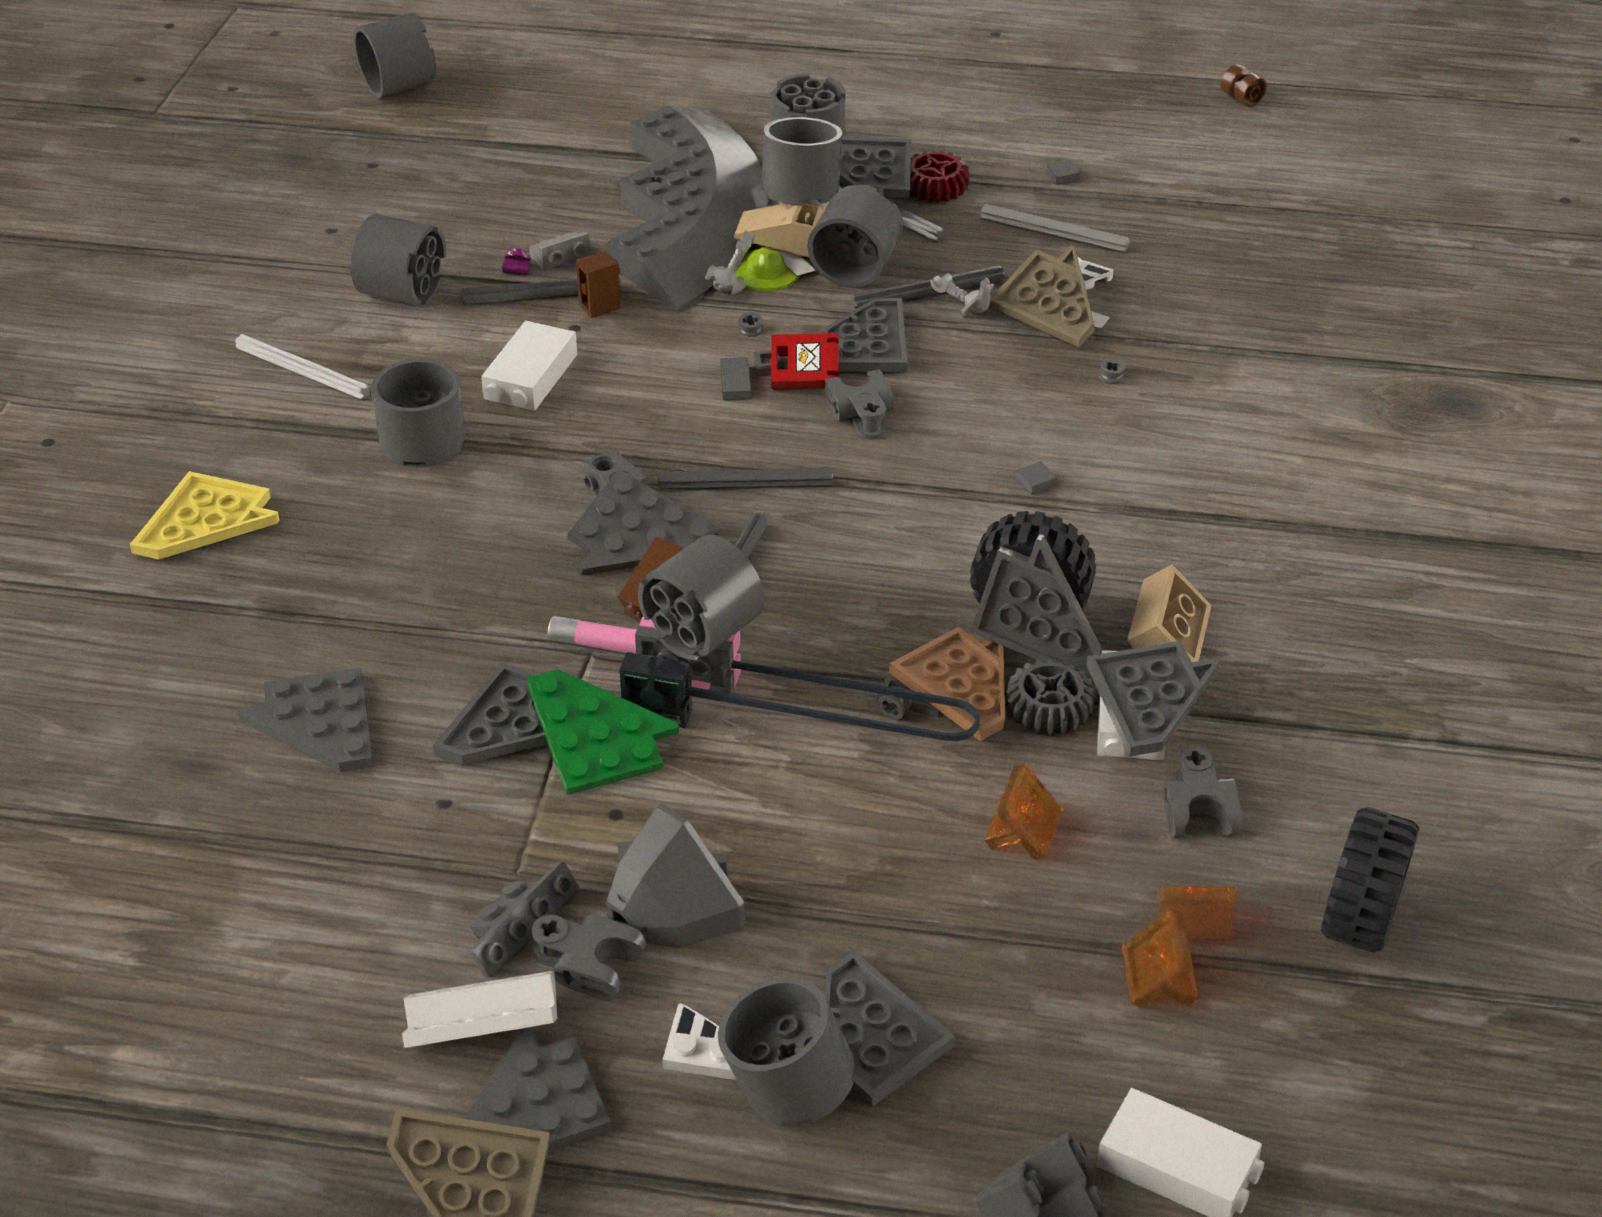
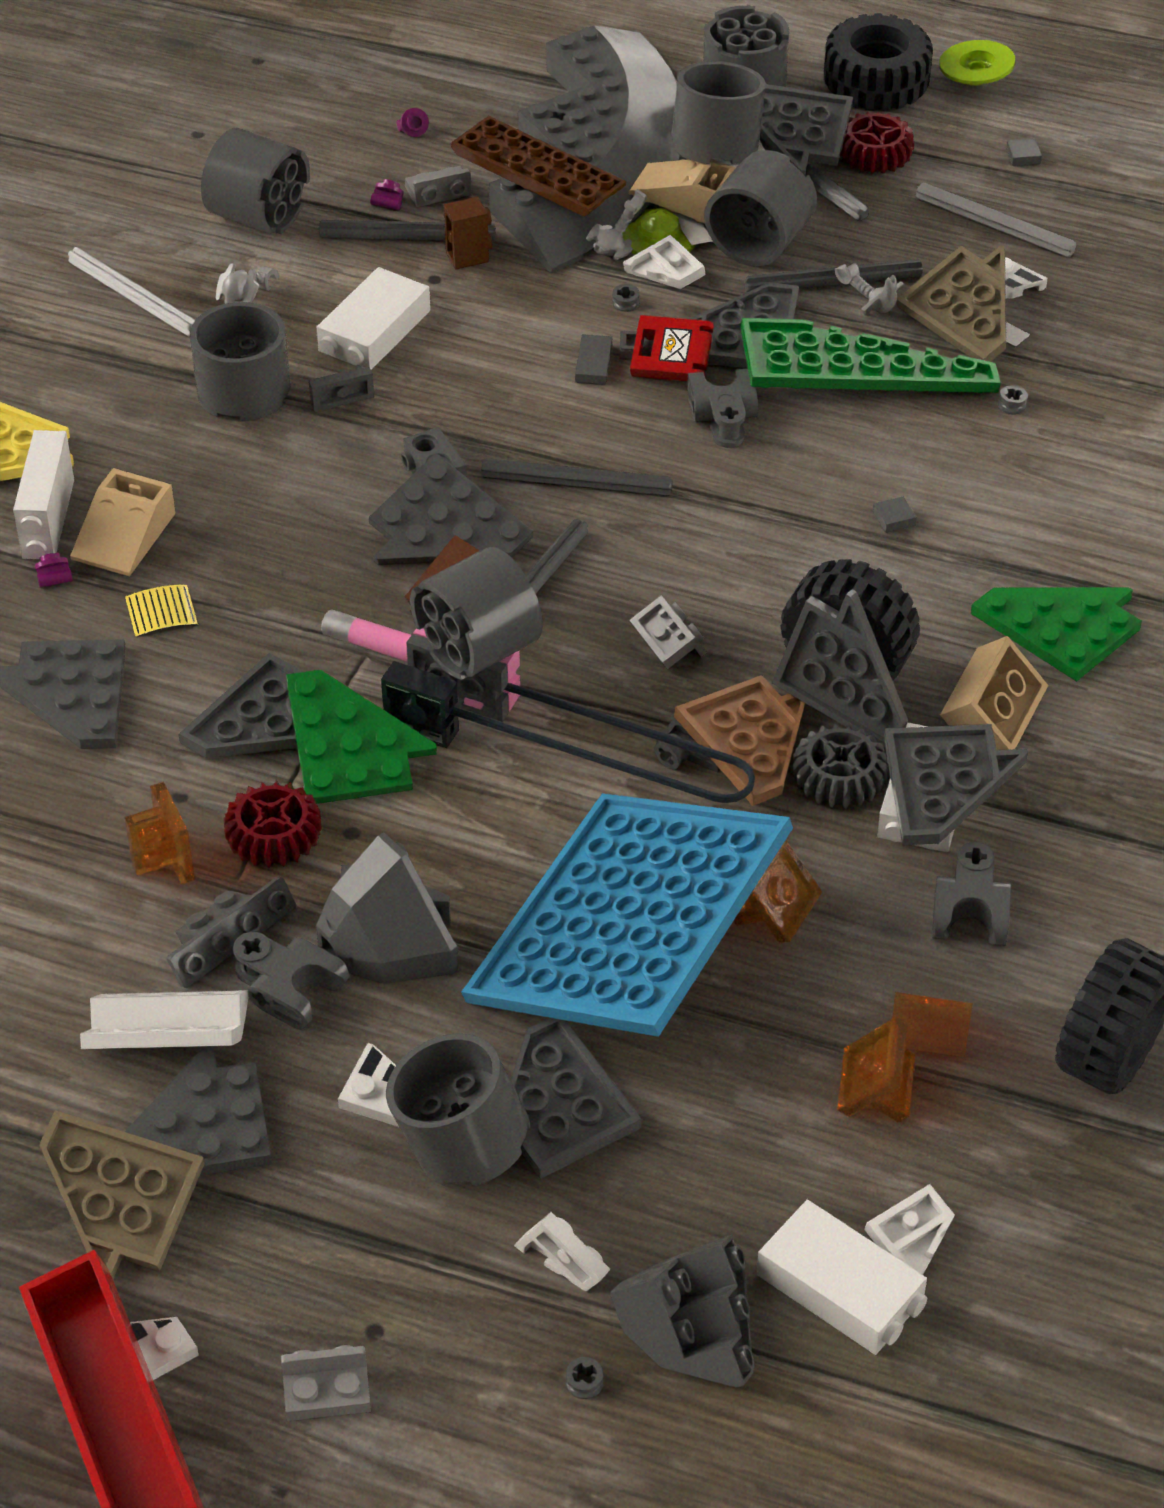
camera: 10 degrees right, 5 degrees up
(259, 548) = (43, 494): none -> white brick
(280, 615) = (53, 570): none -> magenta plate
(339, 564) = (123, 522): none -> tan slope
(388, 637) = (160, 608): none -> light yellow sticker
(404, 348) = (240, 286): none -> light grey piece
(440, 840) = (160, 837): none -> clear orange bracket
(514, 427) = (341, 388): none -> dark grey plate
(525, 200) = (413, 122): none -> magenta plate
(540, 807) = (273, 834): none -> dark red gear
(650, 221) = (537, 166): none -> reddish brown plate
(779, 292) = (666, 263): none -> white wing
(862, 600) = (666, 633): none -> light grey bracket
(897, 851) = (628, 913): none -> dark azure plate
(915, 1171) = (565, 1252): none -> white wing
(921, 354) = (803, 356): none -> green wing
(923, 109) = (878, 61): none -> black tyre
(1005, 104) = (977, 62): none -> lime hat
(1211, 553) = (1061, 624): none -> green wing
(1232, 1099) = (912, 1228): none -> white wing

